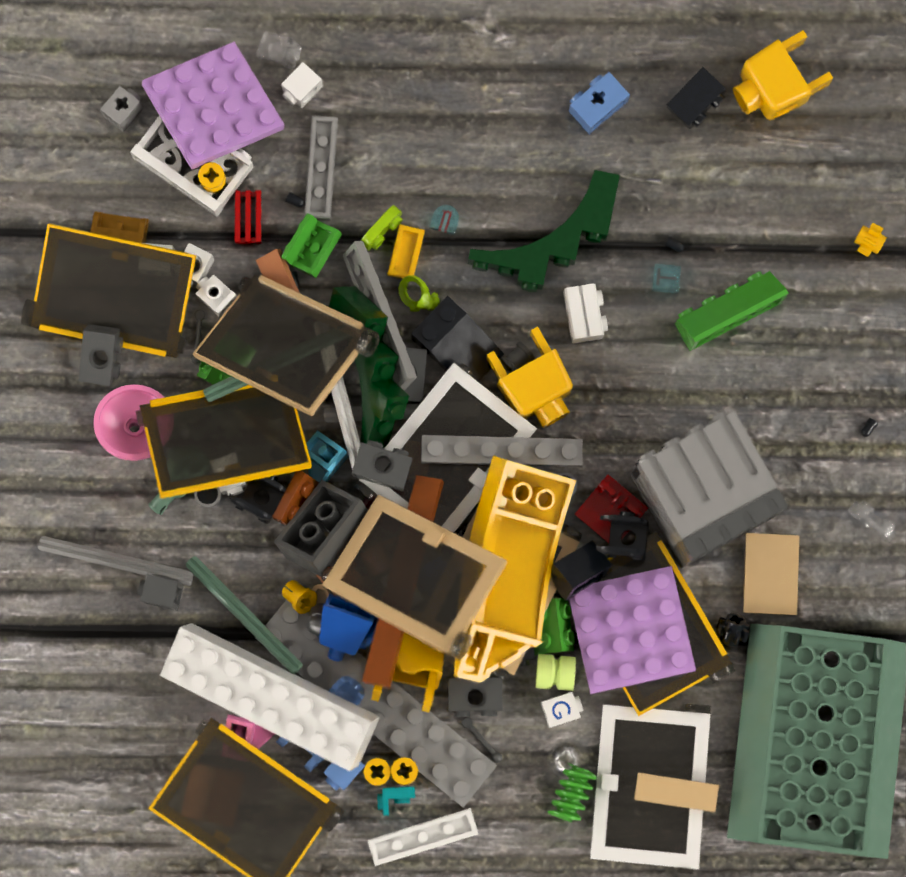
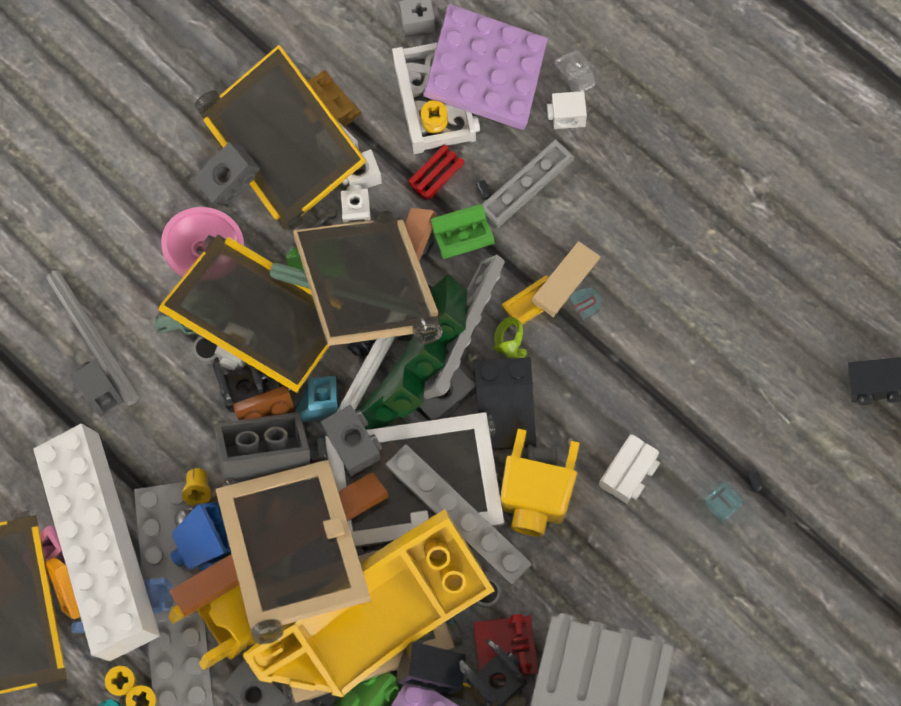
camera: 50 degrees right, 10 degrees down
(244, 615) = (141, 465): sand green axle -> none
(277, 747) = (63, 587): none -> light orange tile
(340, 777) = (91, 664): medium blue brick -> none
(389, 220) = (539, 264): lime plate -> none
(416, 215) = (565, 279): none -> tan tile
(561, 246) = (624, 392): dark green arch -> none
(593, 115) = (780, 323): medium blue brick -> none
(730, 310) = (754, 573): bright green slope -> none

